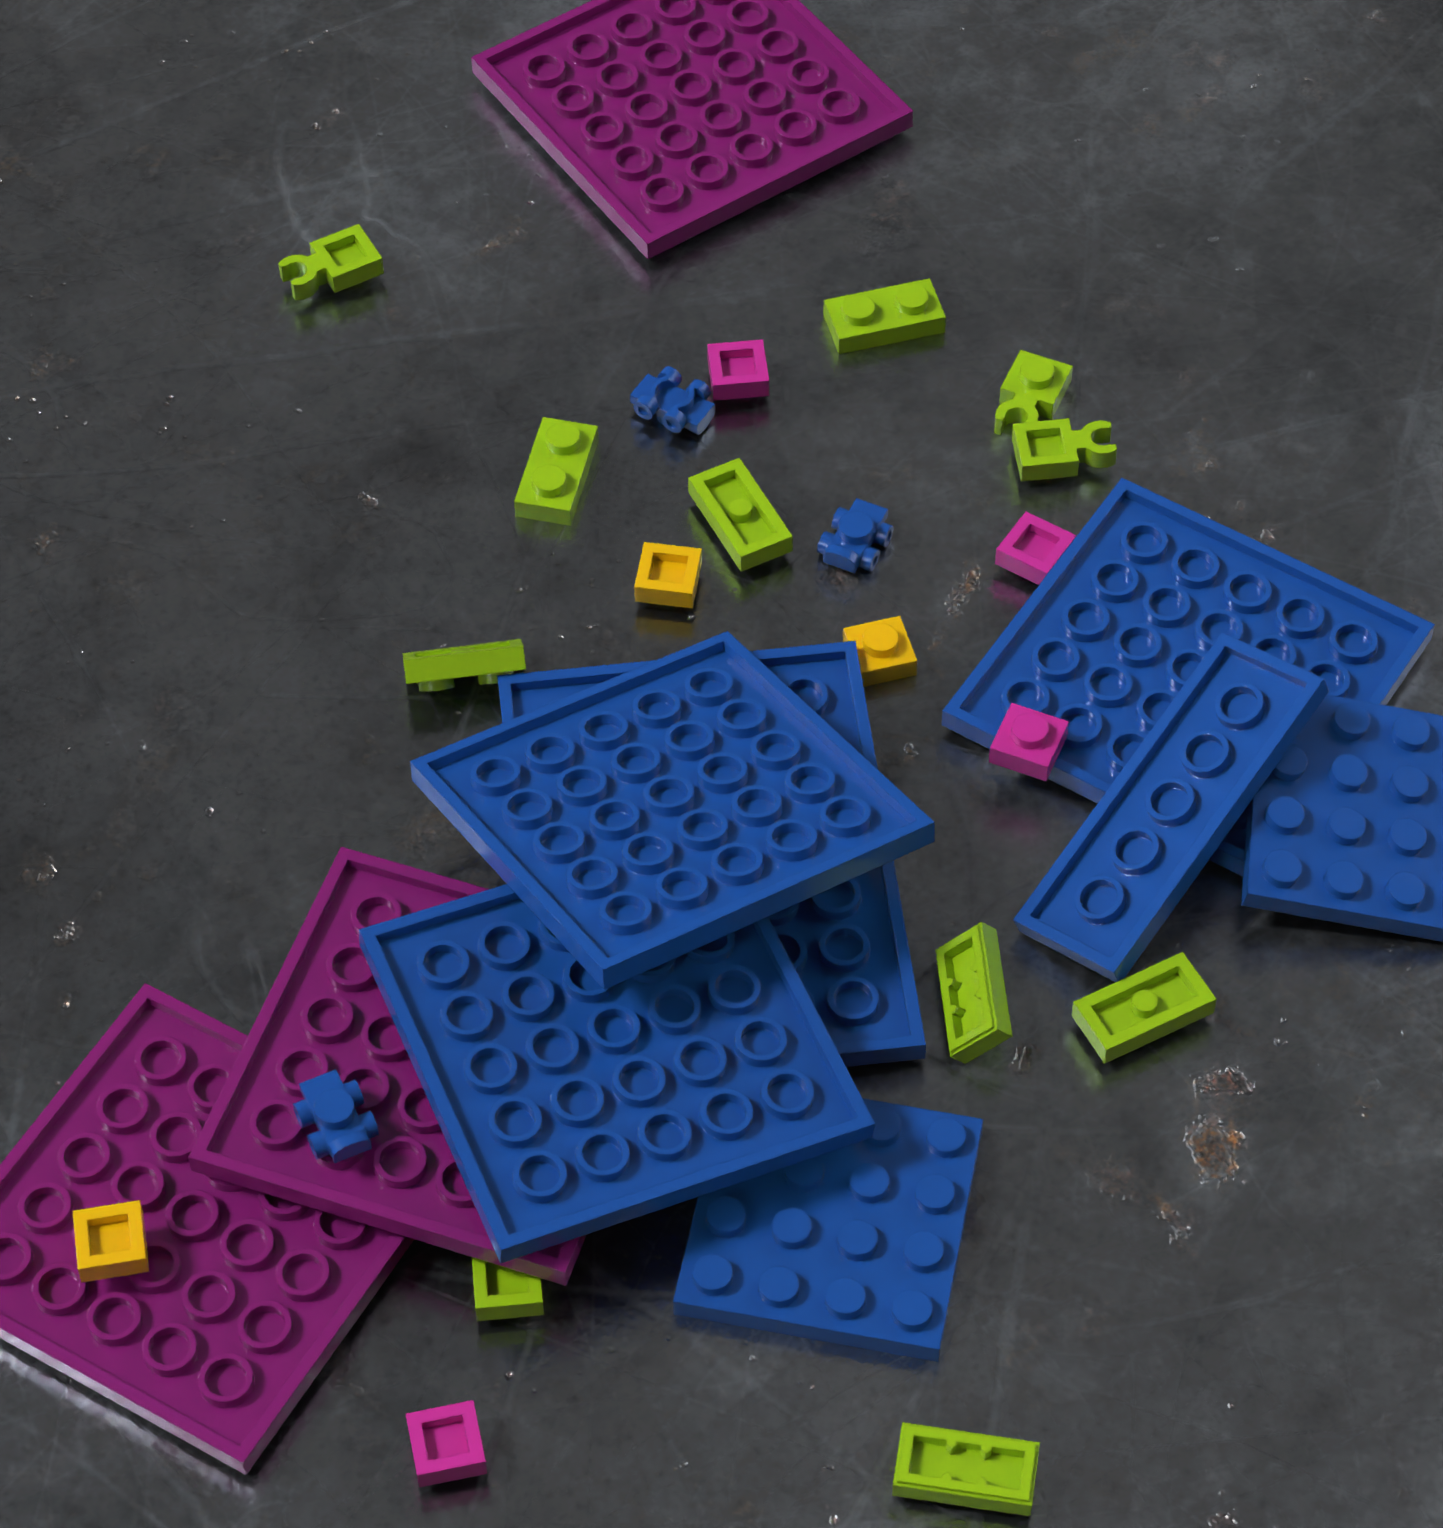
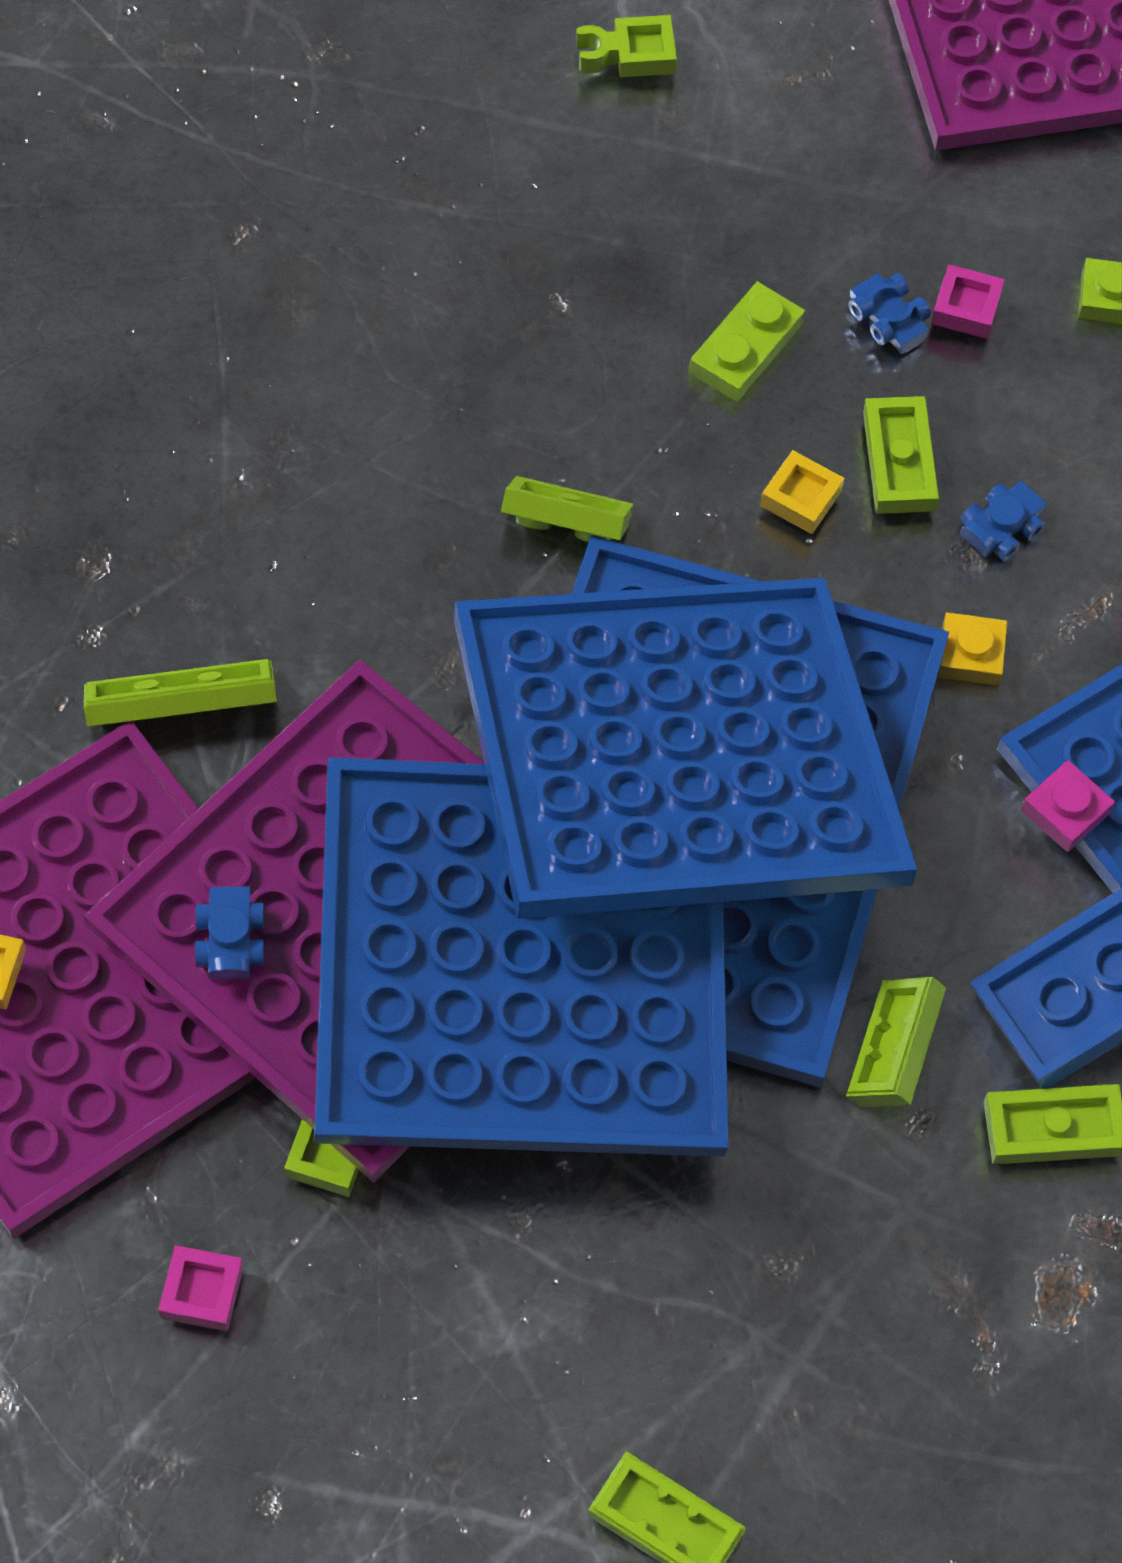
camera: 20 degrees right, 10 degrees up
(178, 944) = (179, 692): none -> lime tile
(844, 1242) = (662, 1246): blue plate -> none

